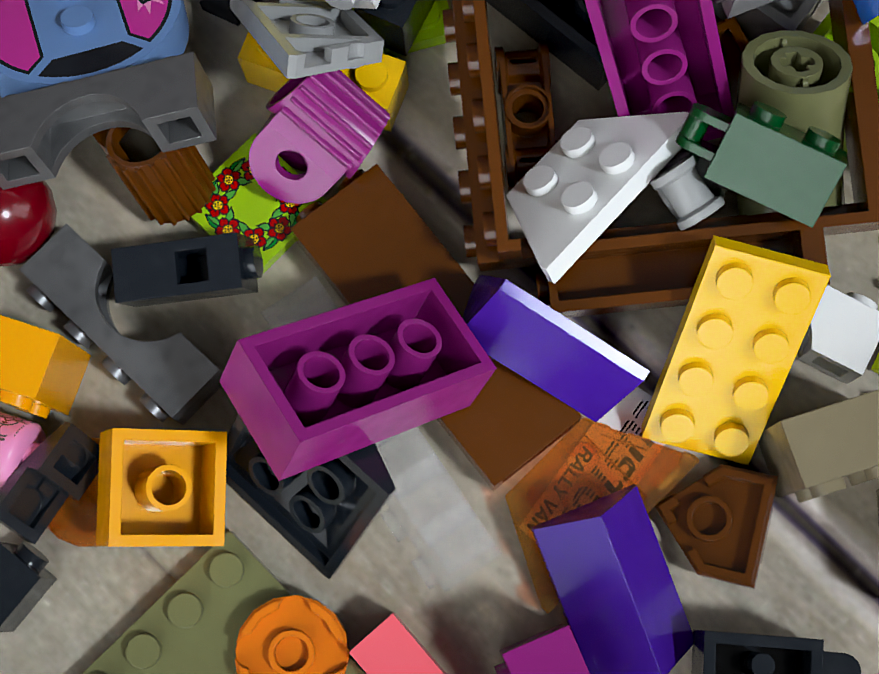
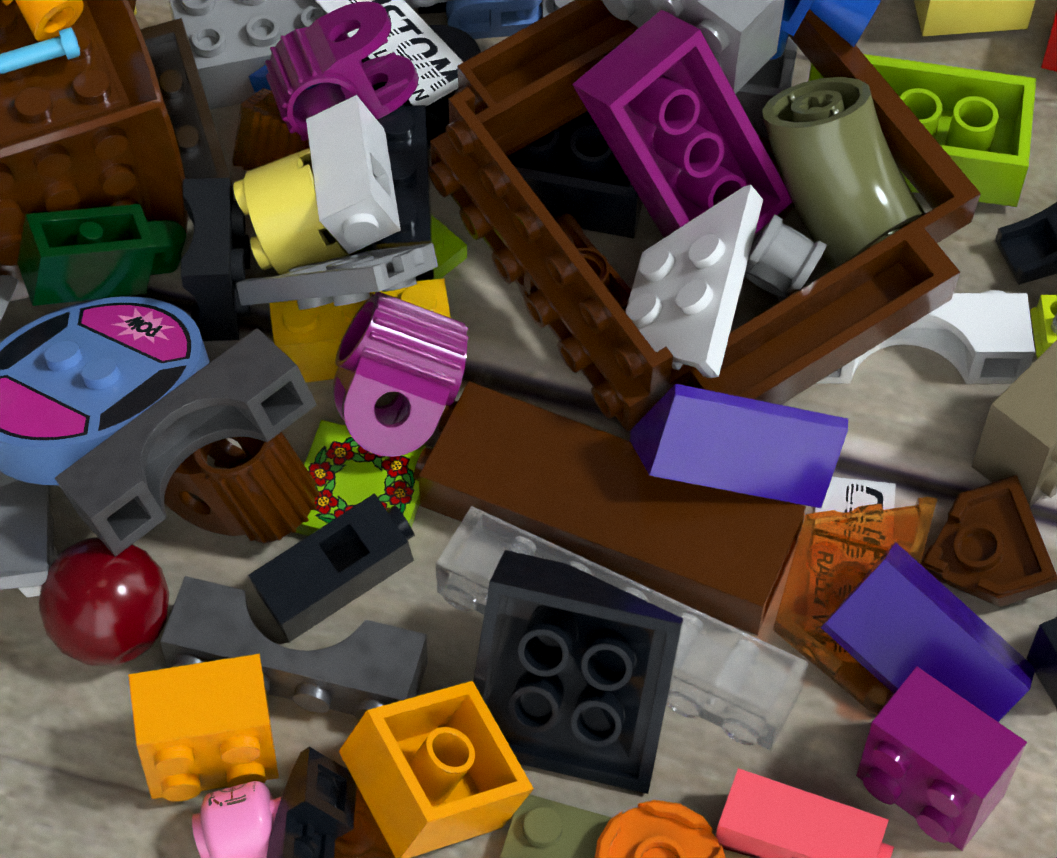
camera: 35 degrees left, 20 degrees down
(354, 376) = (586, 533): magenta brick -> none
(733, 349) = (909, 377): yellow plate -> none
(767, 158) = (843, 185): brick -> none

